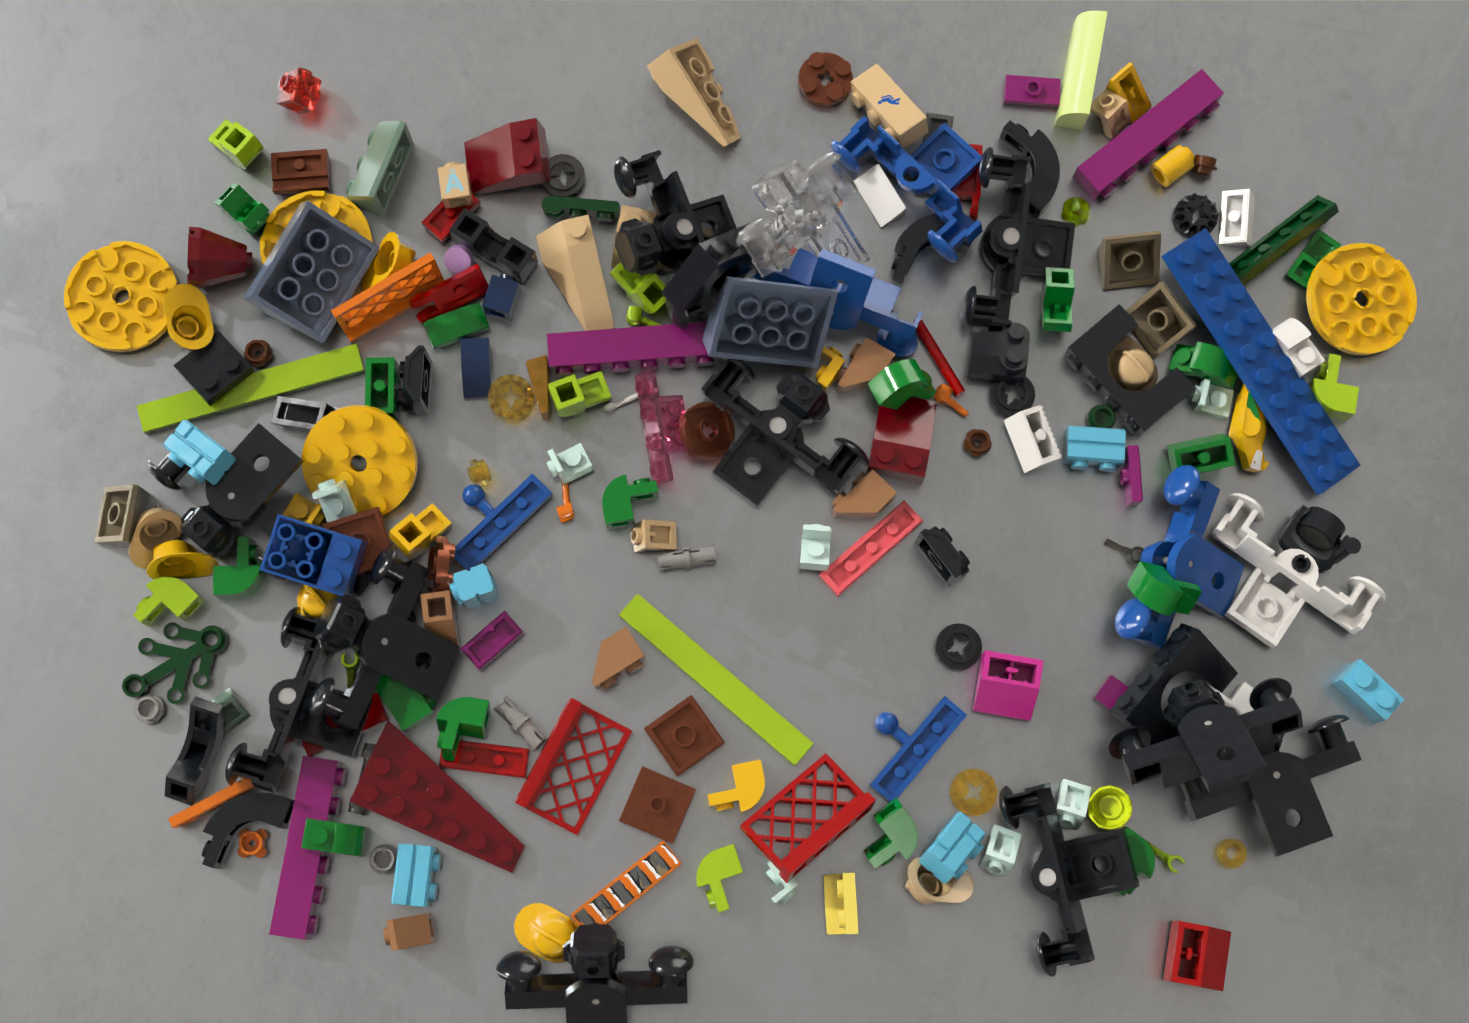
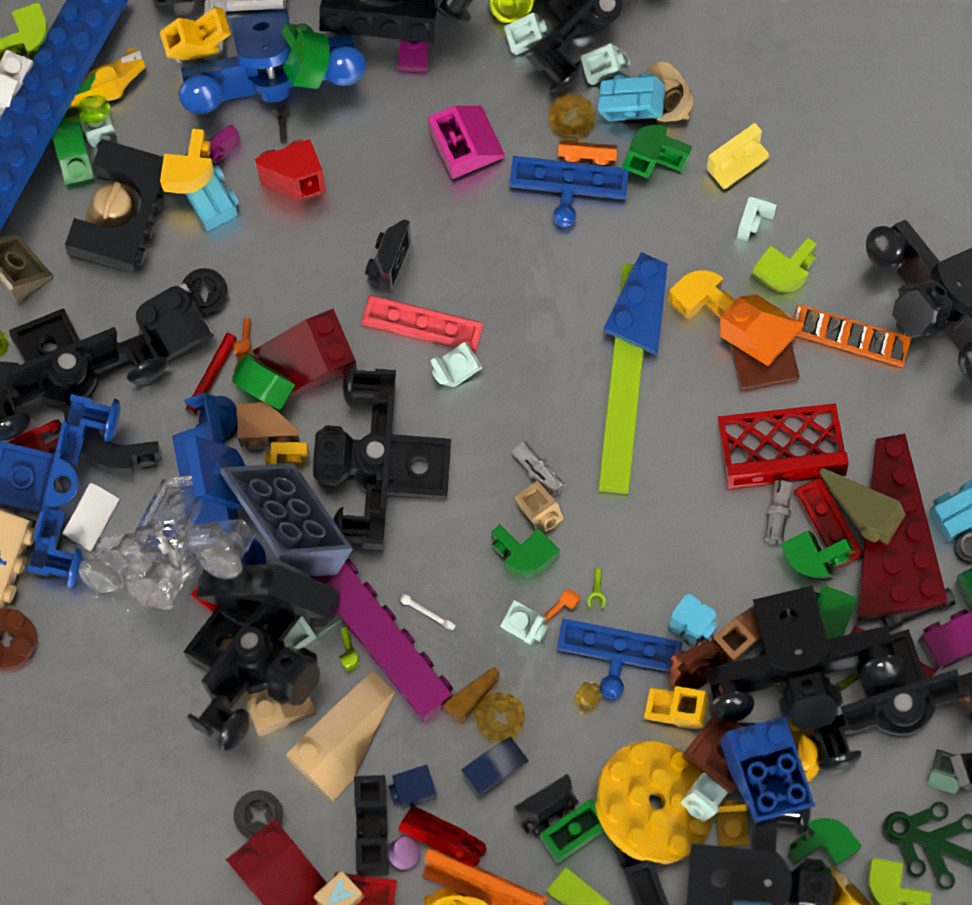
camera: 120 degrees left, 5 degrees down
(456, 324) = (467, 811): green slope -> none
(469, 786) = (870, 510): none -> olive slope
(492, 640) = (726, 583): magenta plate -> none
(544, 931) = (930, 376): yellow piece -> none
(555, 535) = (597, 588): none -> lime hand
(575, 395) = (459, 654): lime brick -> none
(577, 207) = (280, 775): dark green hinge -> none
(616, 656) = (666, 468): medium nougat slope -> none
(641, 290) = (327, 648): lime brick -> none
(660, 425) = (436, 563): clear pink bracket -> none
(680, 815) = (758, 327): none -> orange slope
(684, 735) = (691, 370): copper plate -> none
(687, 79) = (93, 756): tan wedge -> none
(692, 434) = (420, 534): copper plate -> none
(766, 730) = (640, 305): none -> blue wing
(825, 835) = (696, 200): red fence -> none
(866, 499) = (382, 350): medium nougat slope -> none
(931, 780) = (600, 153): none -> orange plate
(962, 633) = (454, 188): black gear -> none
(983, 437) = (267, 286): reddish brown plate -> none
(1032, 438) = (236, 245): white brick -> none
(1056, 299) = (94, 304): green brick -> none
(1067, 526) = (292, 170): none -> red slope
(1101, 417) = (176, 206): dark green plate -> none
(1117, 438) = (189, 172): none -> yellow brick
(1160, 320) = (53, 208): dark tan slope -> none
(1202, 453) = (157, 103): green brick -> none
(1228, 403) = (93, 109): none -> clear neon green piece
(1237, 509) = (195, 39): none -> yellow brick

